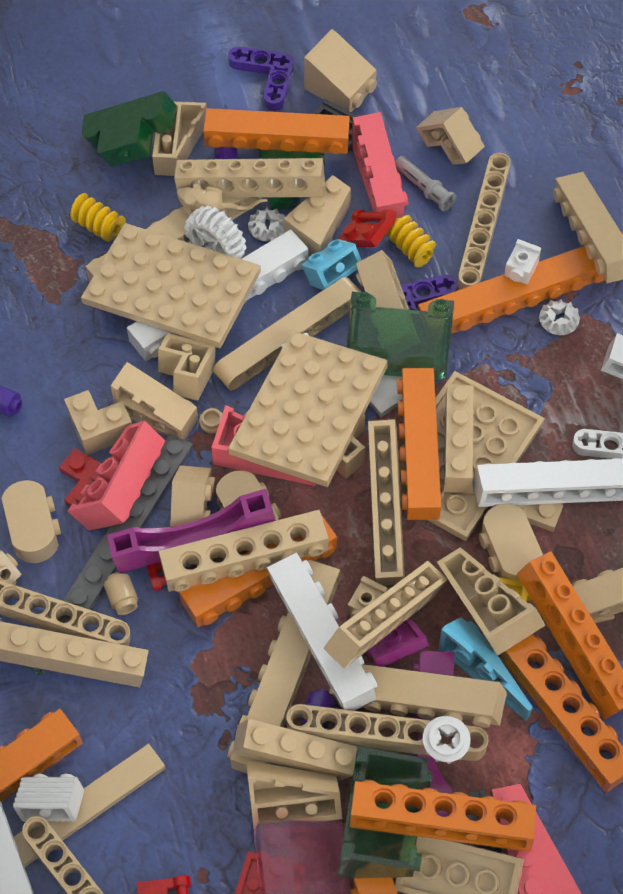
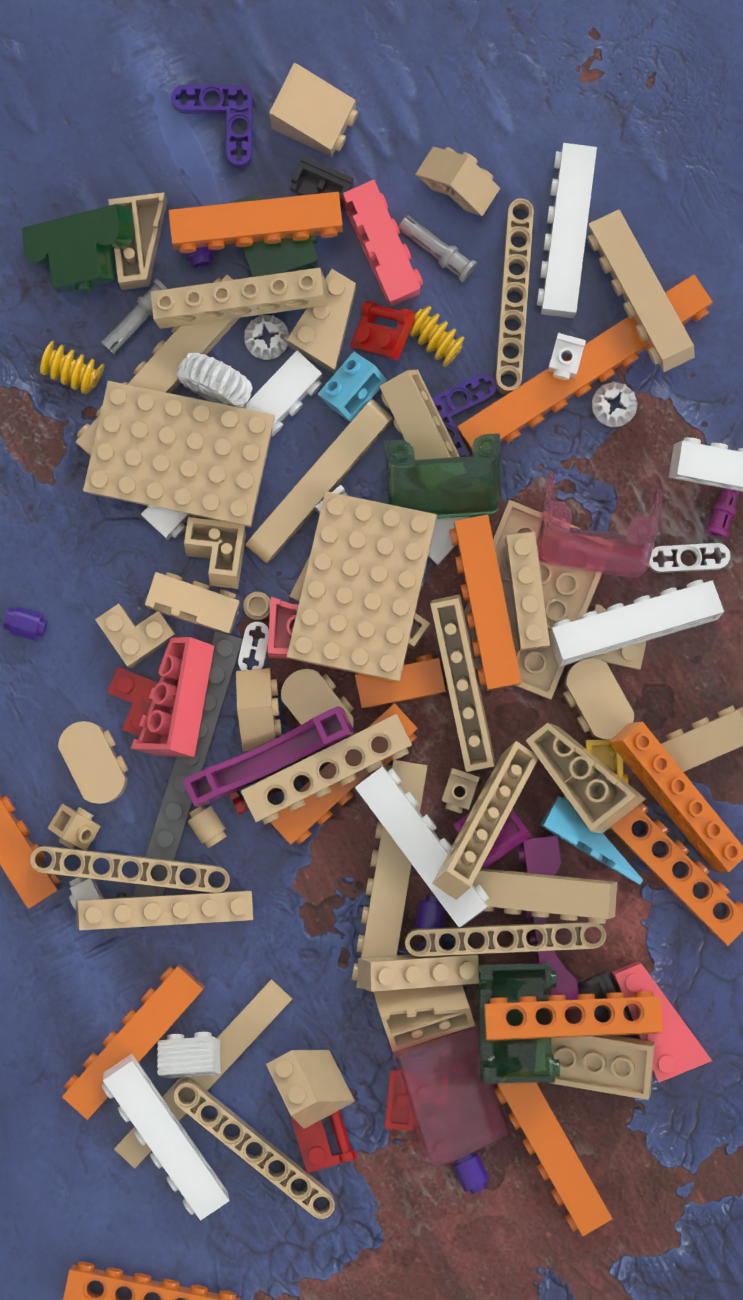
camera: 10 degrees left, 25 degrees up
(154, 197) = (133, 320): none -> light grey pin
(162, 843) = (310, 1084): none -> tan slope
(196, 197) = (195, 336): tan animal -> none
(196, 450) = (247, 646): none -> white beam
(336, 503) = (416, 681): none -> orange brick
(448, 726) = (579, 944): white gear -> none
(526, 411) = (595, 550): none -> clear pink windscreen
(537, 184) = (568, 230): none -> white brick

